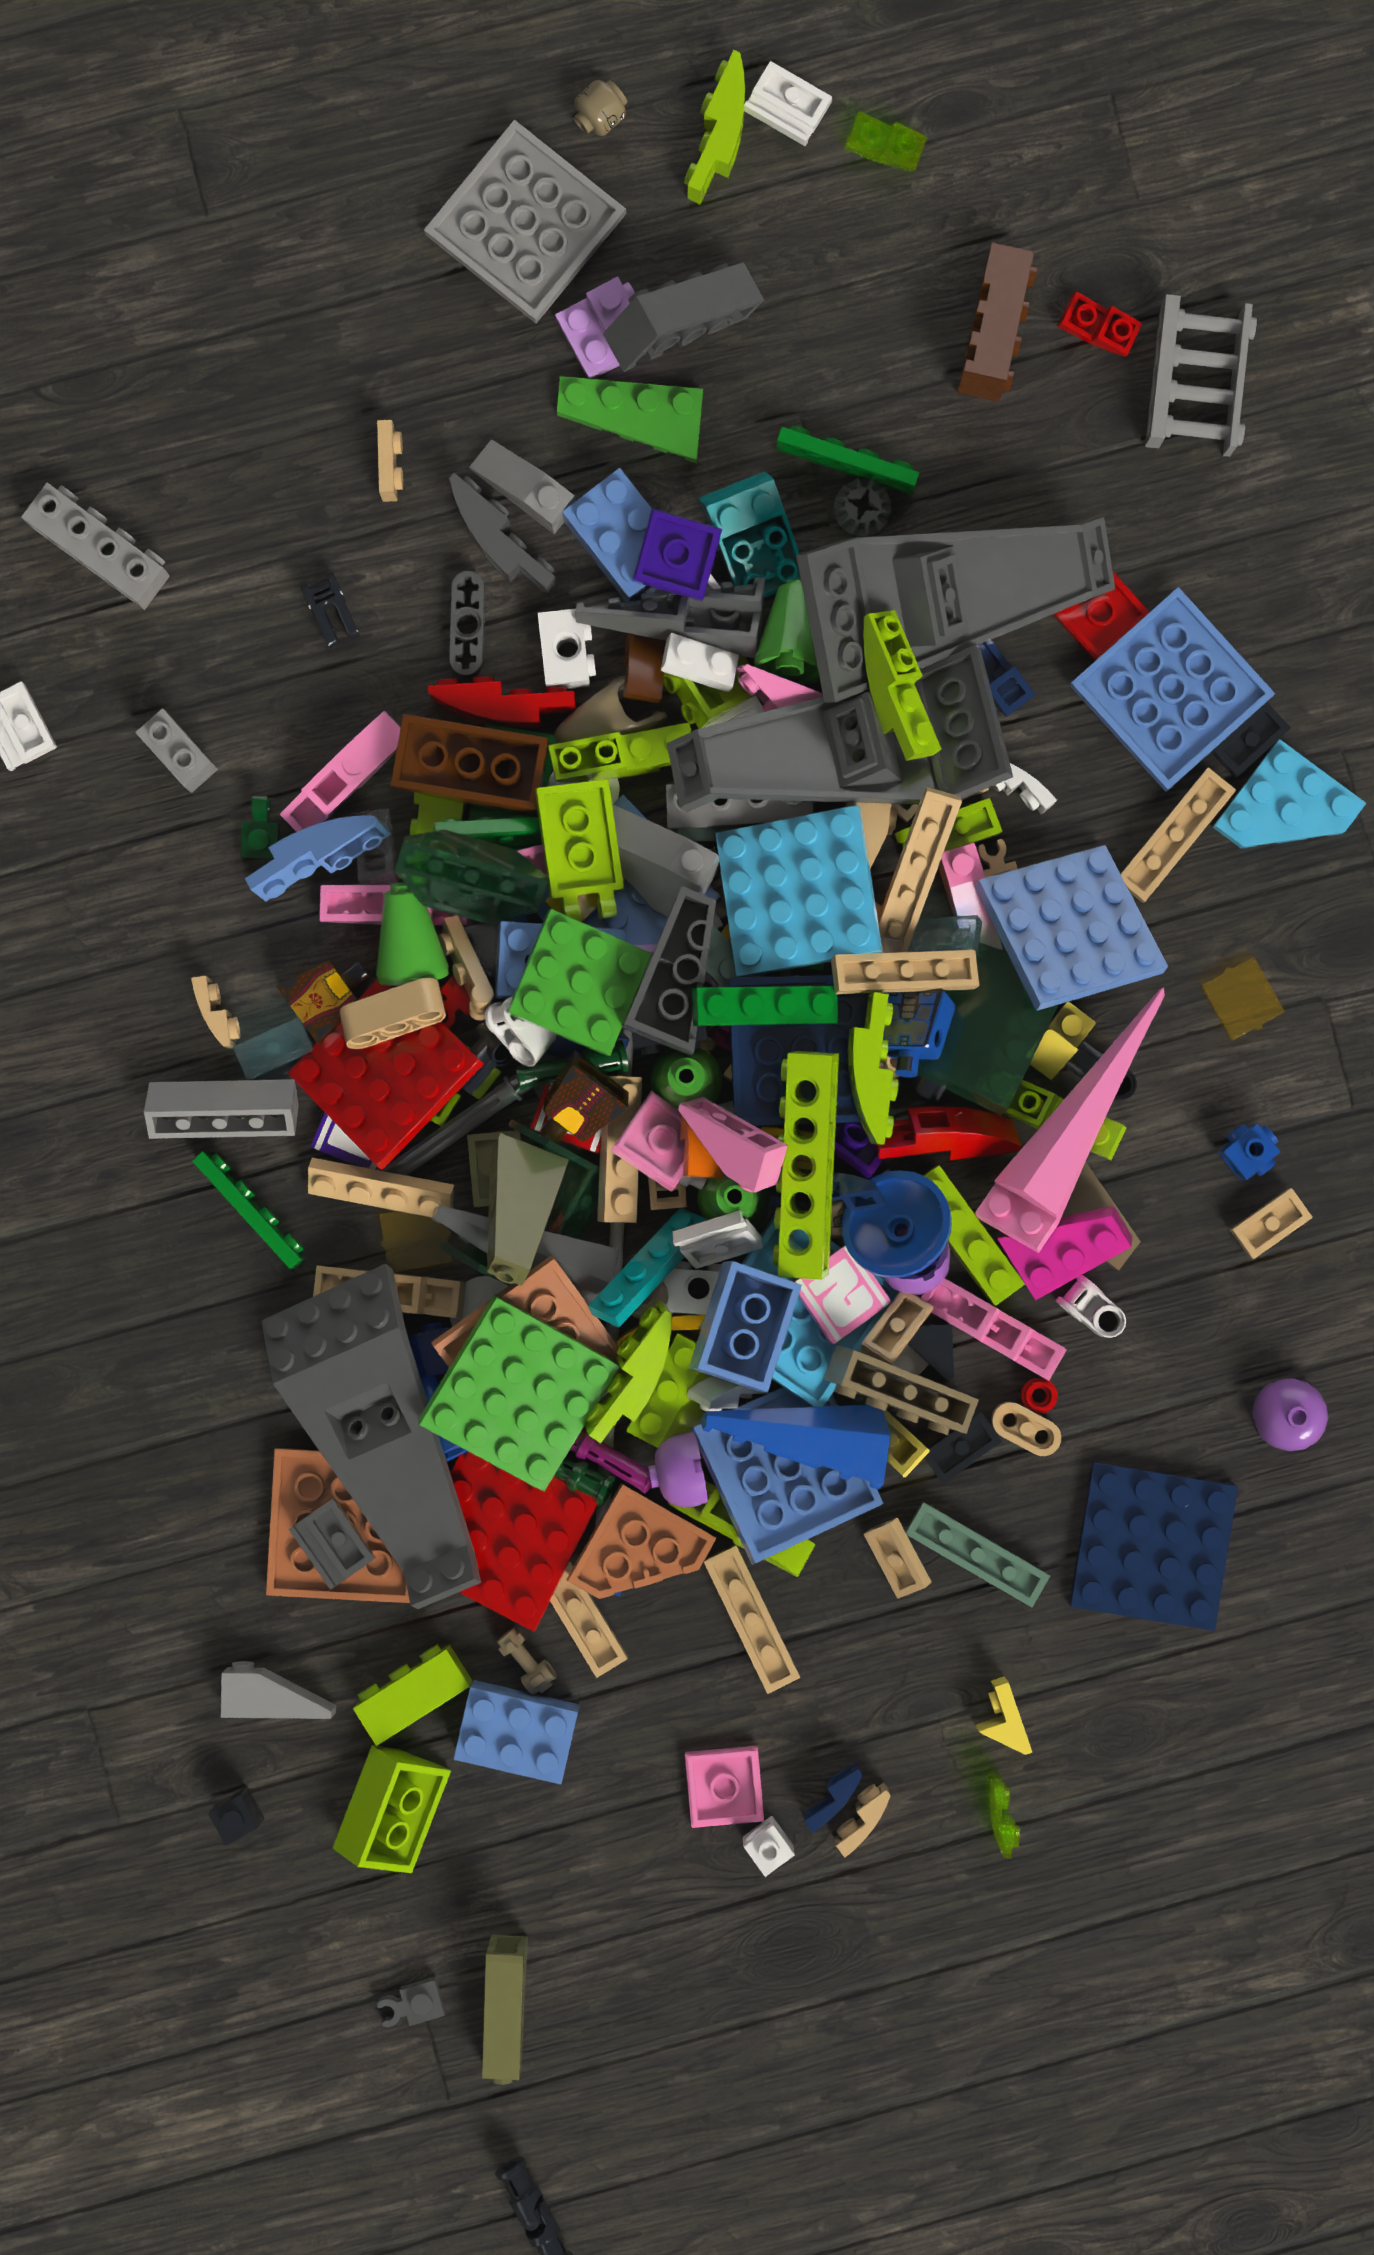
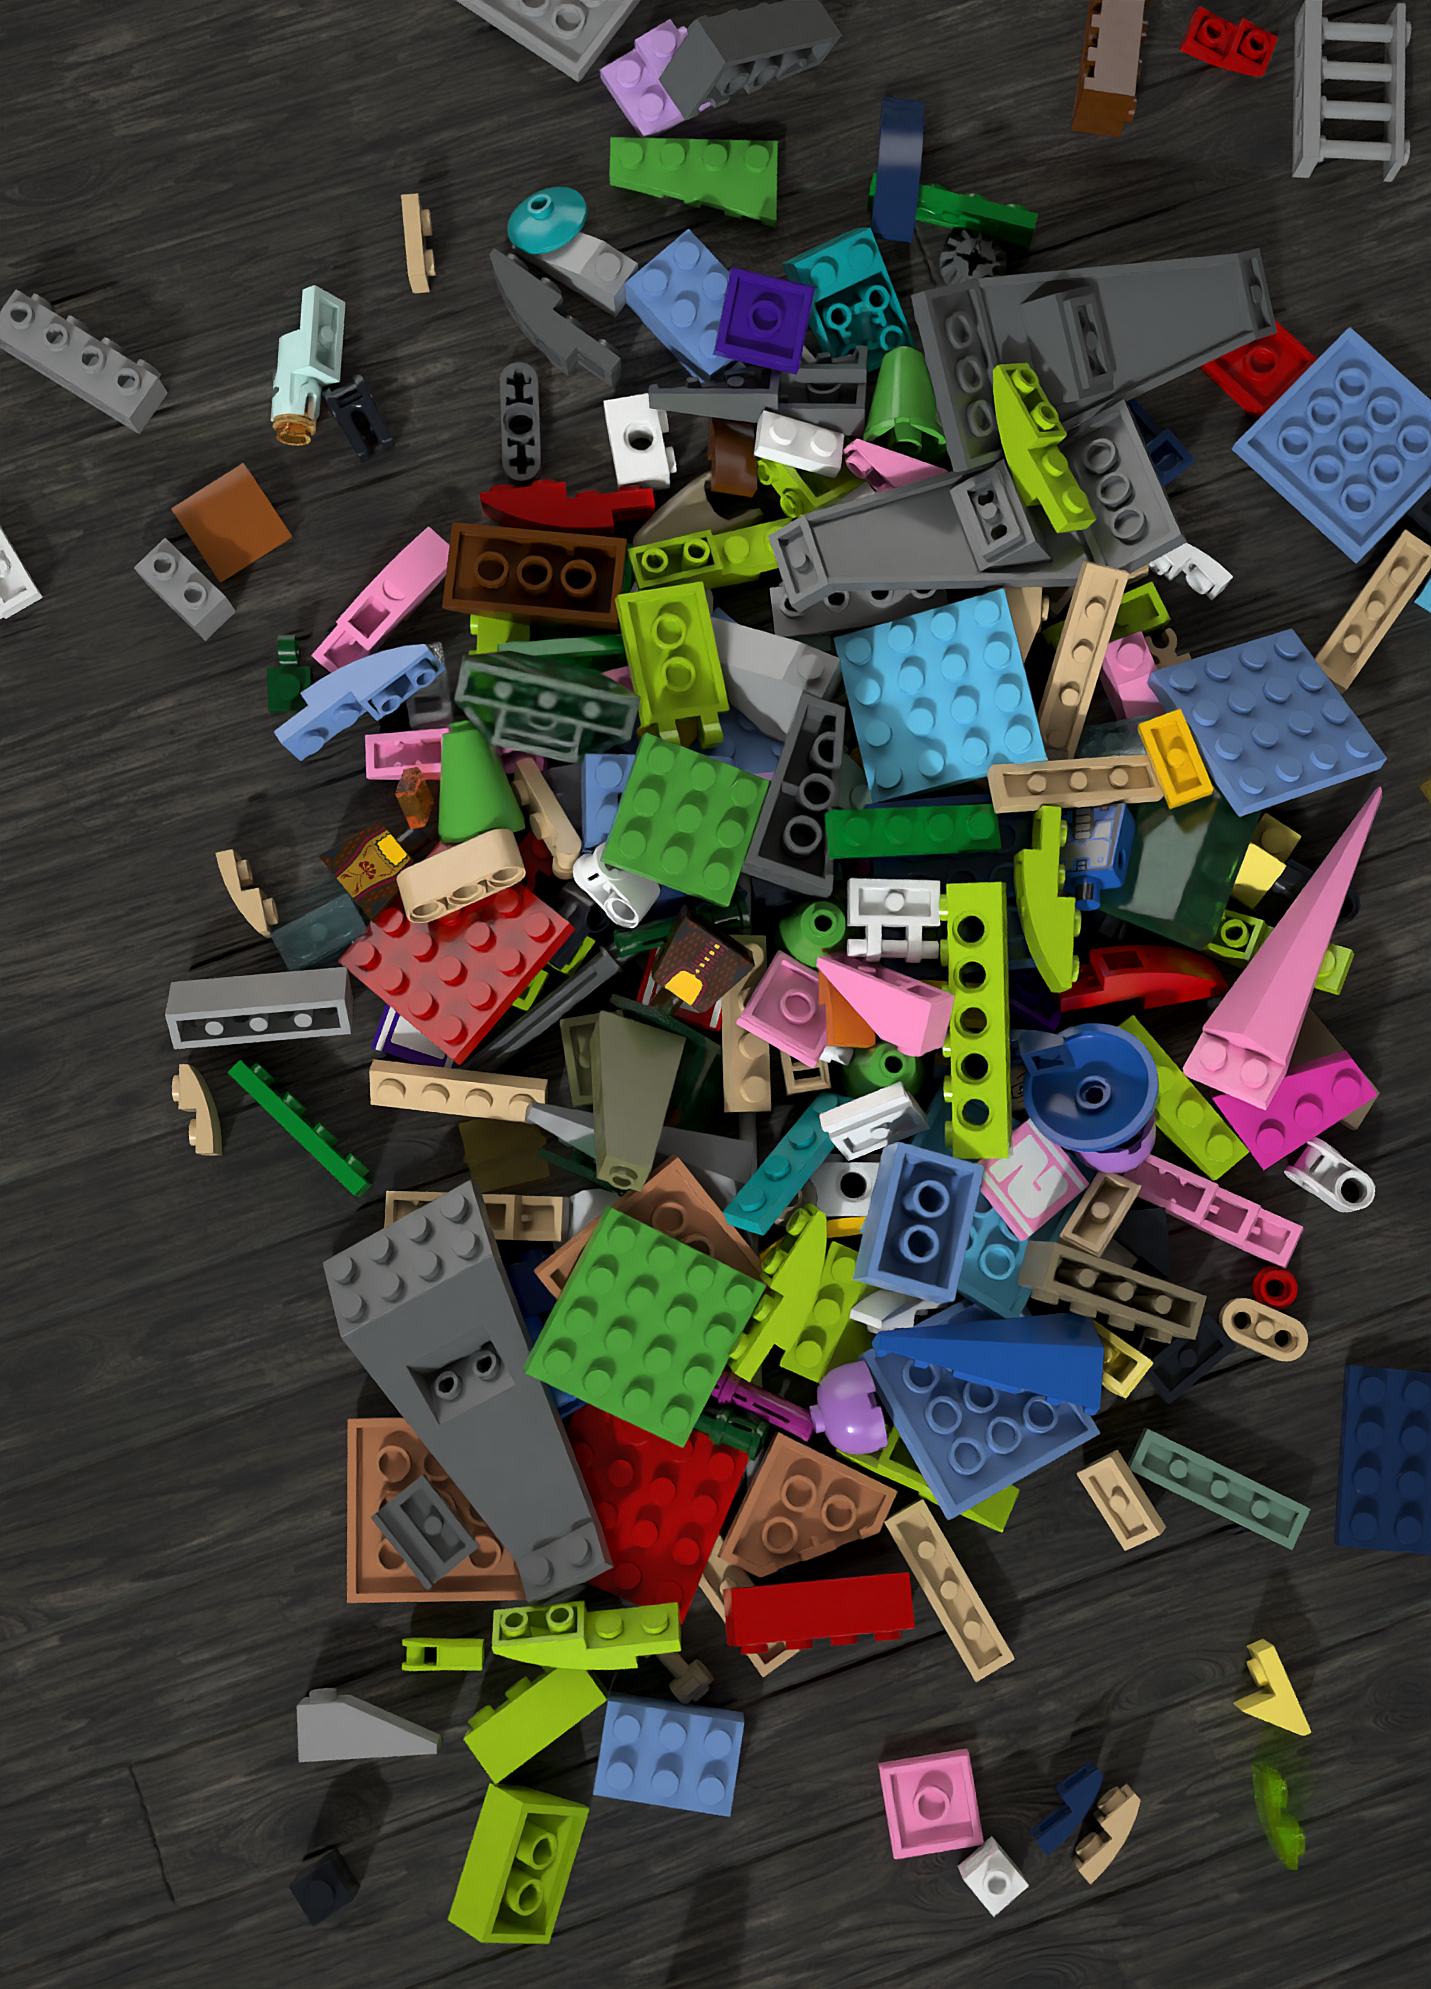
camera: 10 degrees left, 5 degrees down
(164, 1176) = (194, 1096): none -> tan slope
(218, 694) = (231, 522): none -> dark orange slope
(288, 562) = (305, 365): none -> light aqua plate
(347, 1641) = (451, 1654): none -> lime bar
(358, 942) = (414, 797): none -> clear orange tile
(445, 1636) = (578, 1639): none -> lime slope
(501, 447) = (547, 220): none -> teal dish
(644, 1628) = (818, 1609): none -> red brick
(747, 1065) = (893, 904): none -> white plate
(803, 421) = (898, 169): none -> dark blue slope
(989, 956) = (1175, 758): none -> yellow plate

